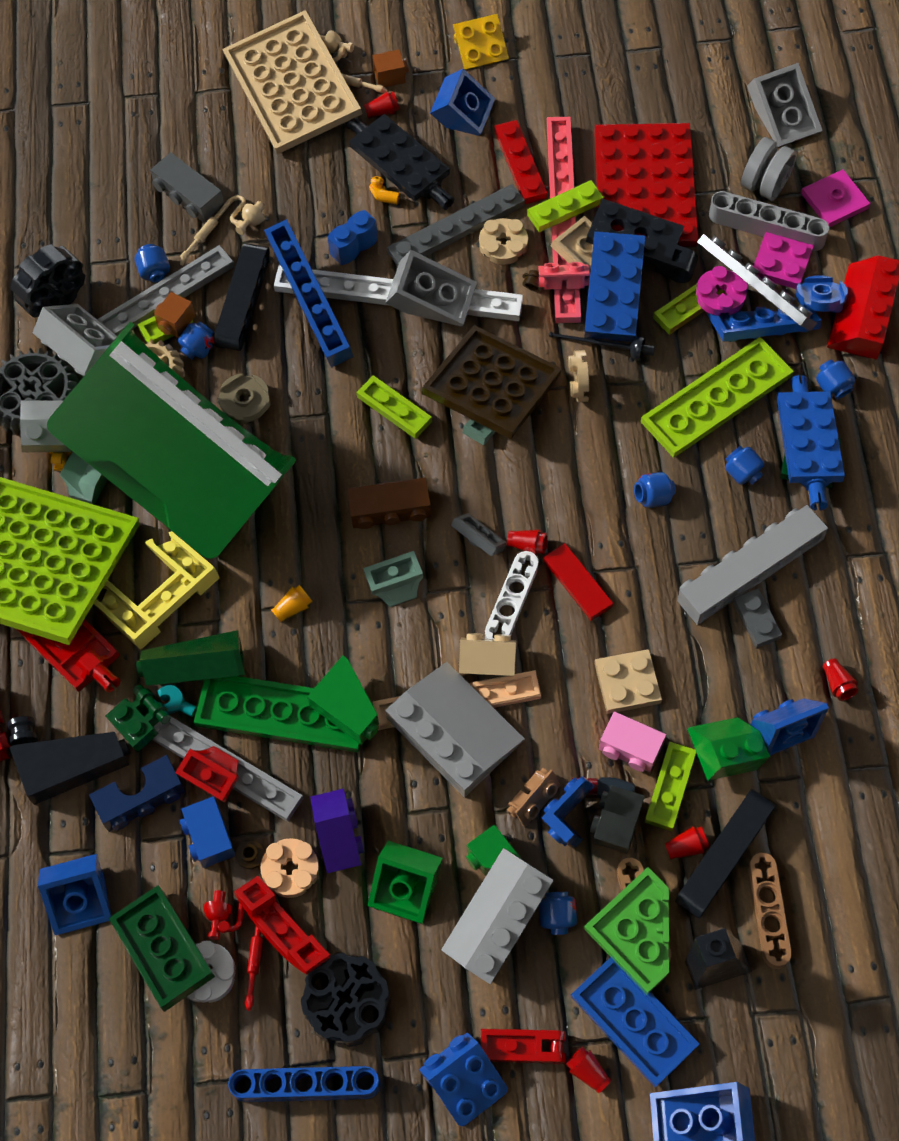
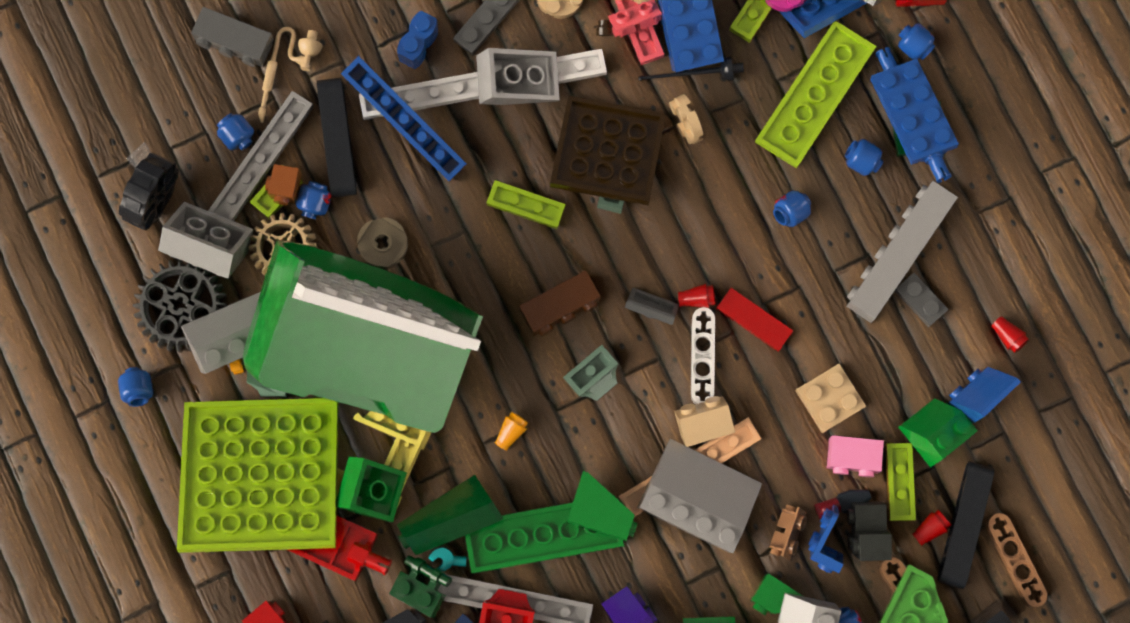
camera: 25 degrees left, 15 degrees up
(129, 605) = (370, 489): none -> green slope

